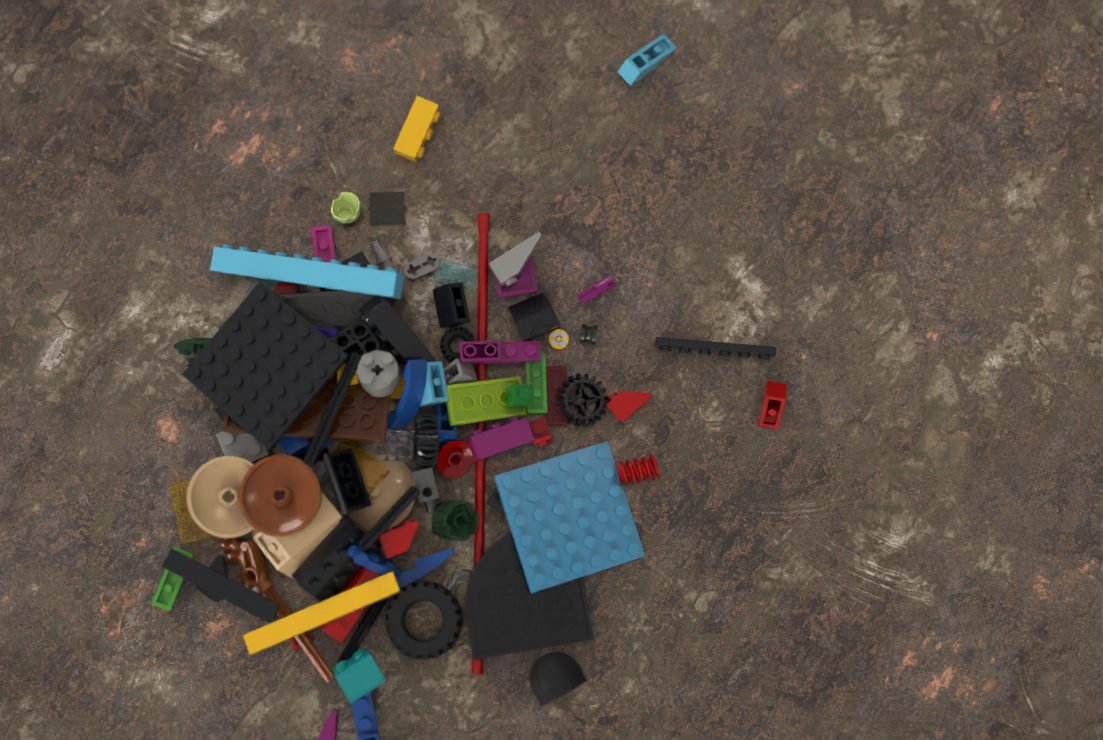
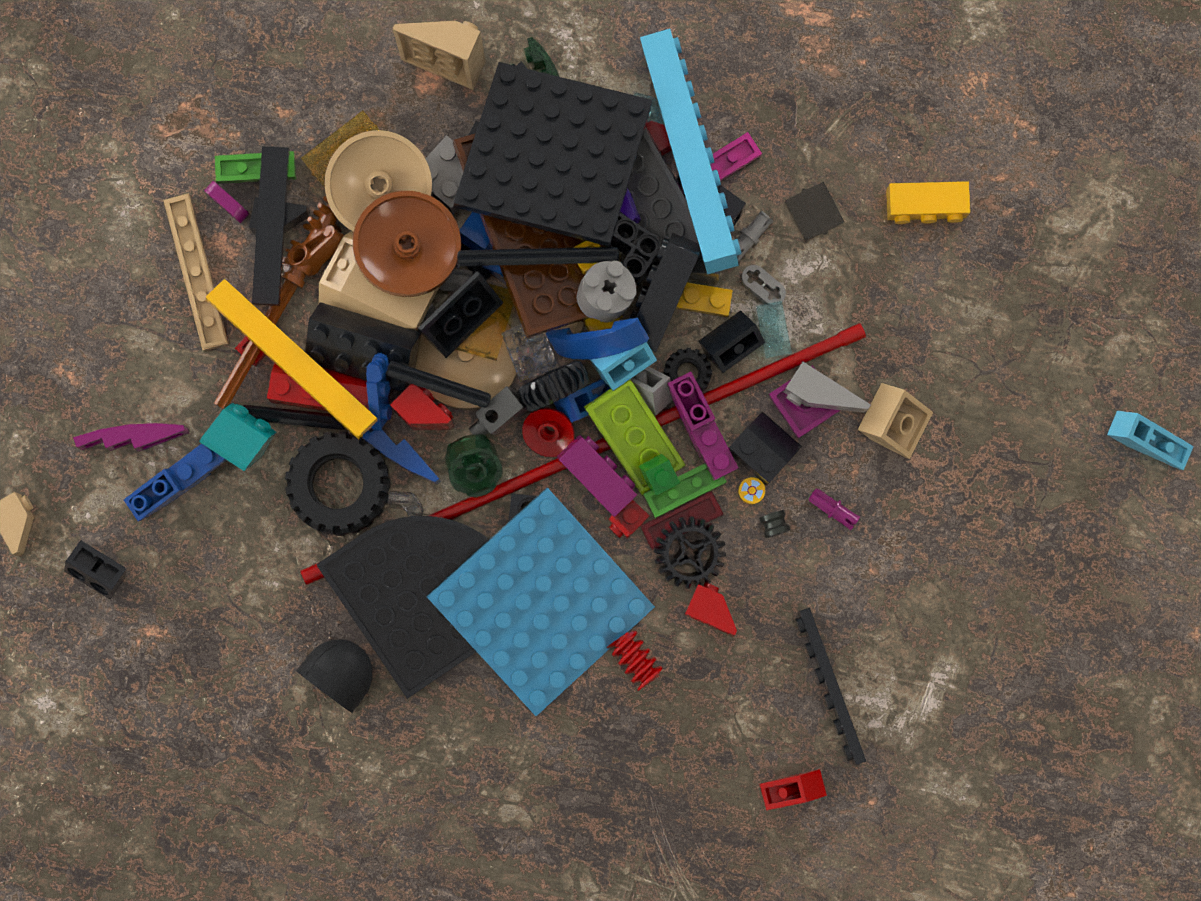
camera: 65 degrees right, 0 degrees up
(154, 408) = (443, 49): none -> tan slope
(188, 610) = (225, 201): none -> magenta beam
(226, 654) = (195, 271): none -> tan tile
(346, 208) = (790, 162): yellowish green hair -> none
(414, 308) = (705, 299): none -> yellow hinge
(555, 220) = (895, 420): none -> tan slope

